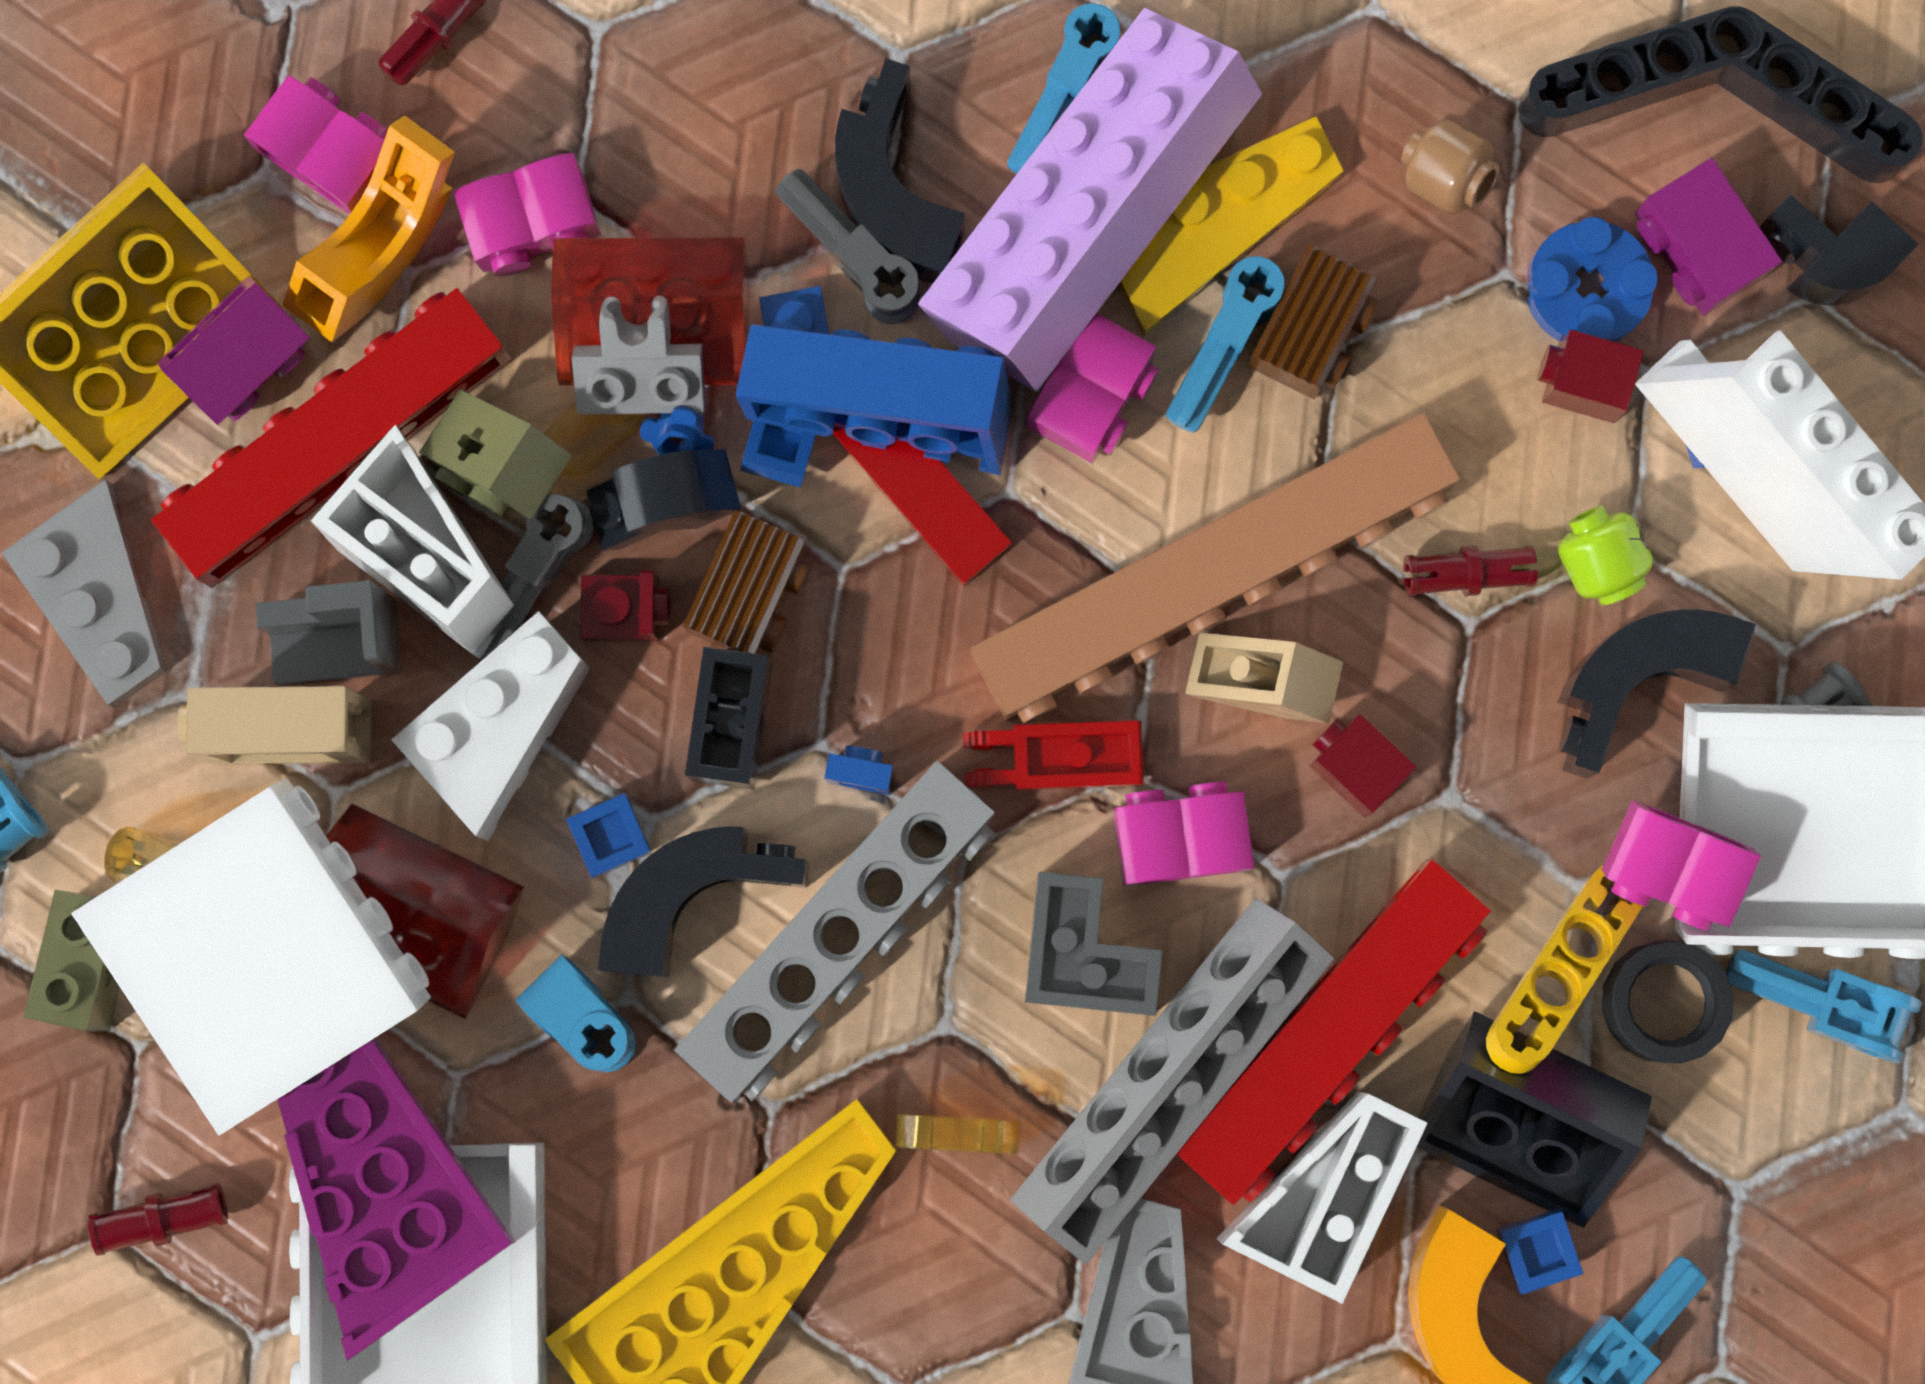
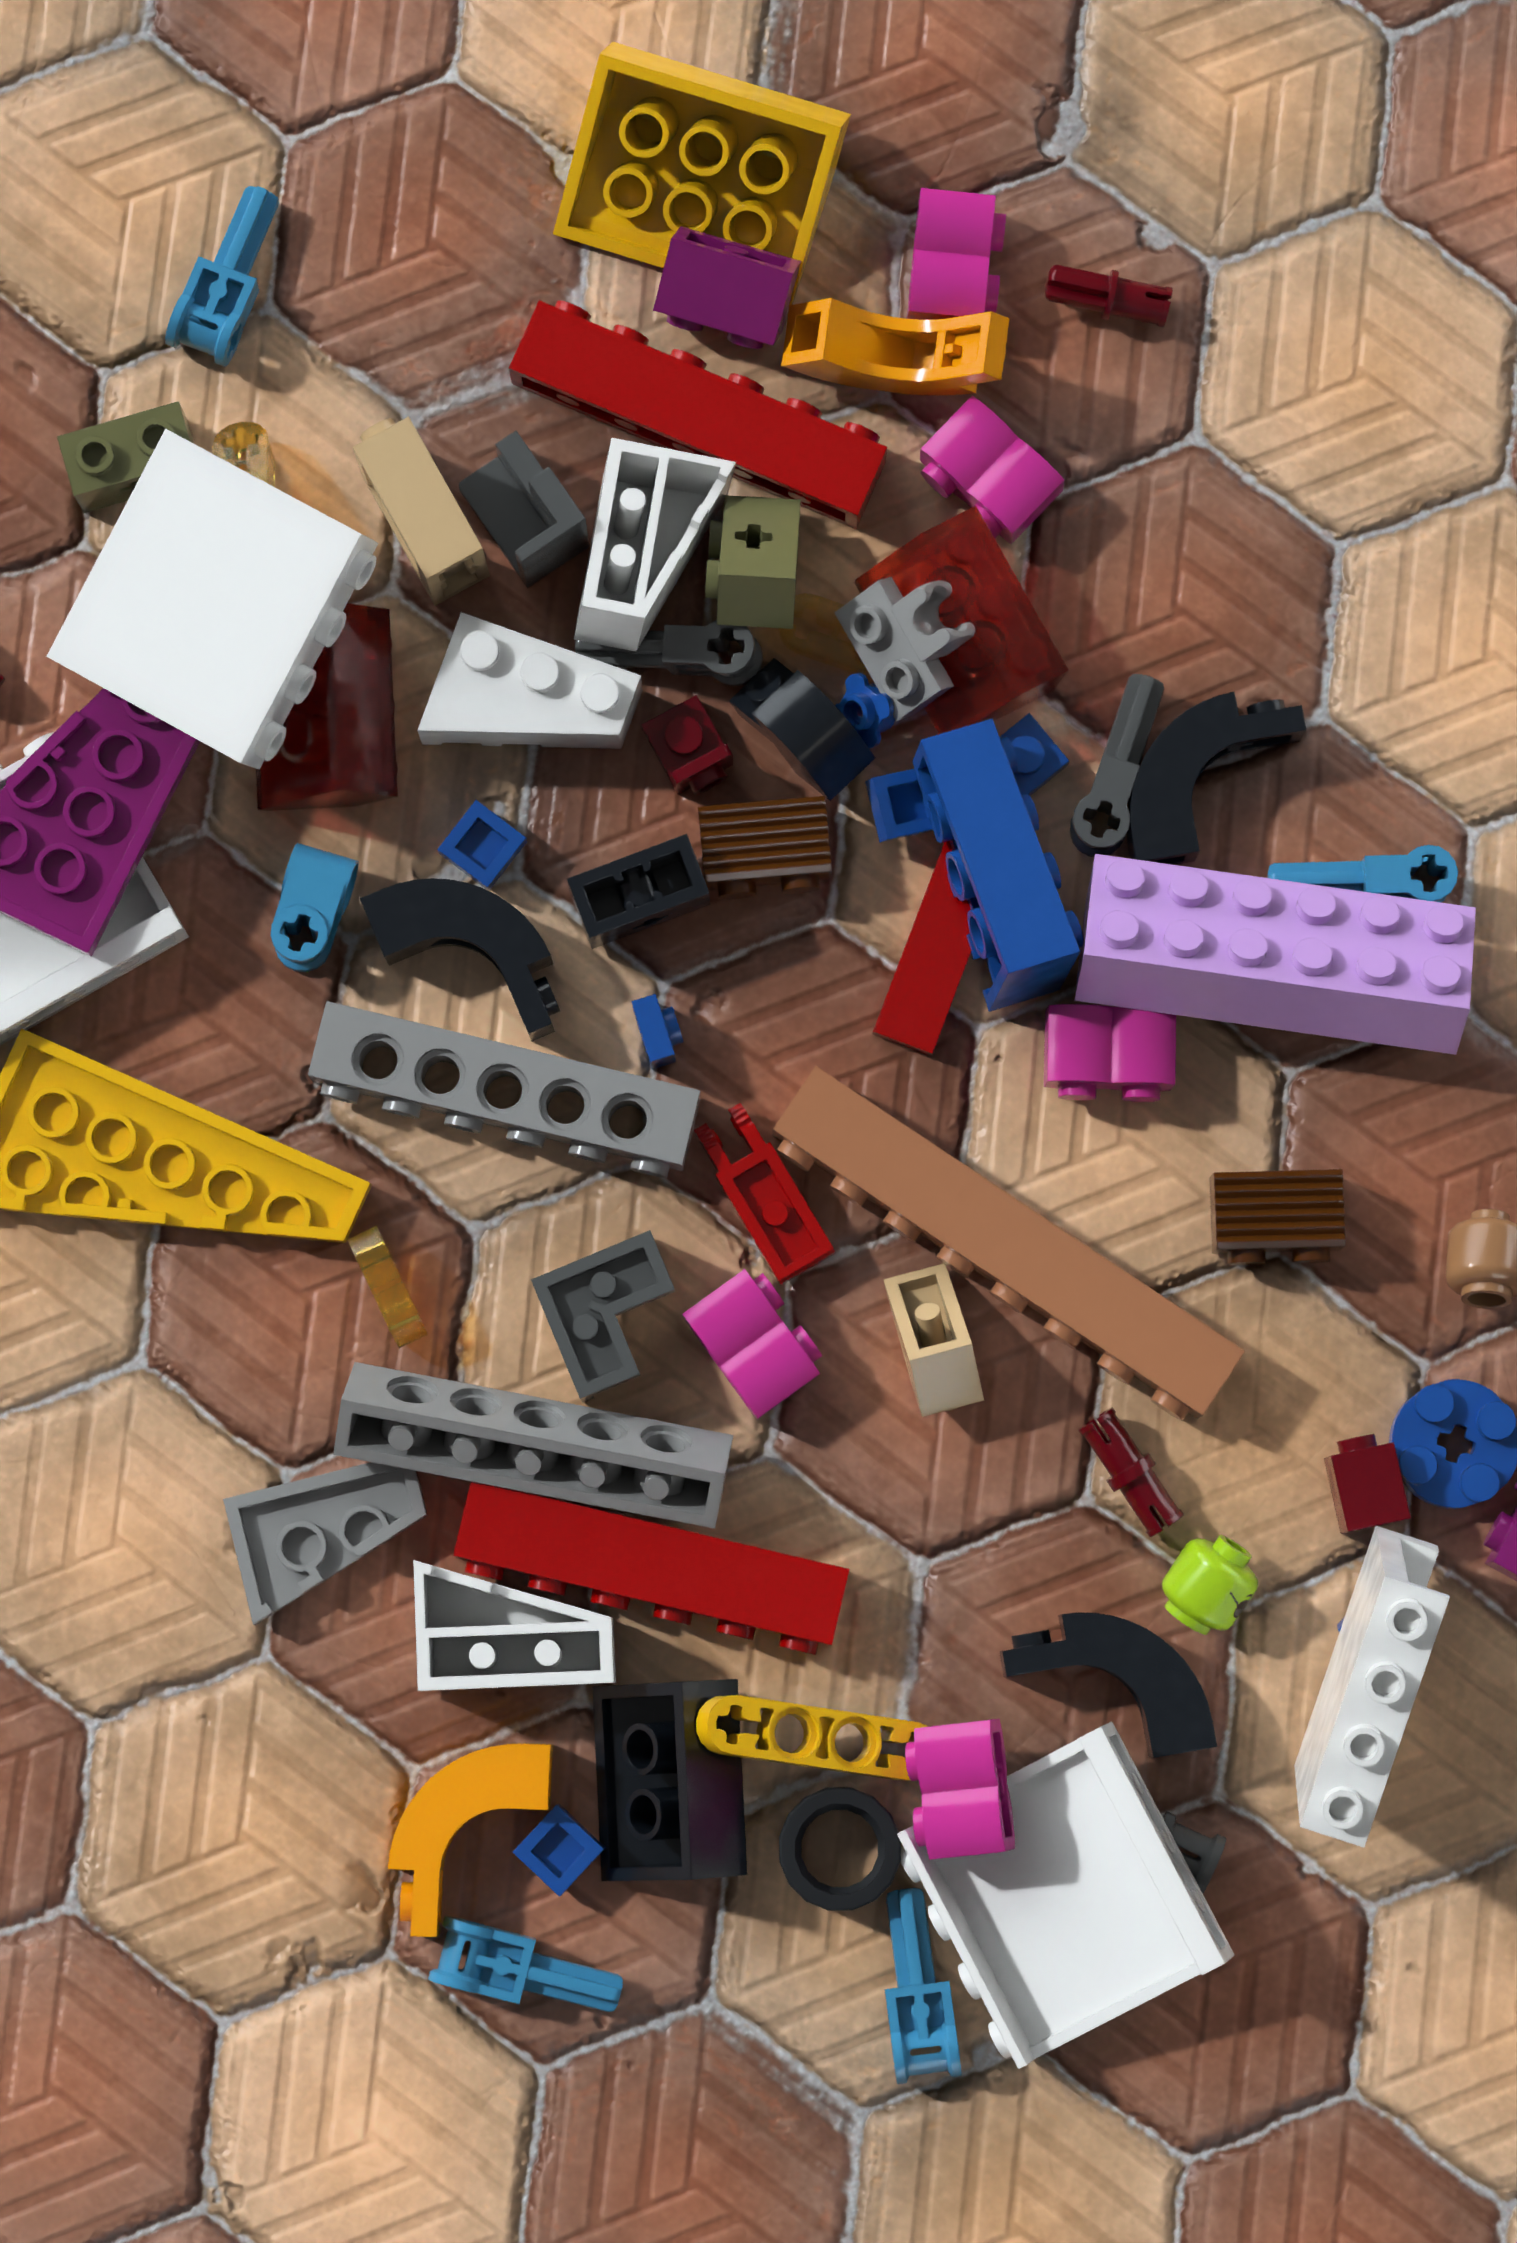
camera: 60 degrees right, 0 degrees up
(89, 592) = (450, 281): light grey wing -> none
(1226, 215) = (1336, 1086): yellow wing -> none
(1226, 340) = (1218, 1145): dark azure connector -> none
(1360, 764) = (903, 1464): dark red brick -> none

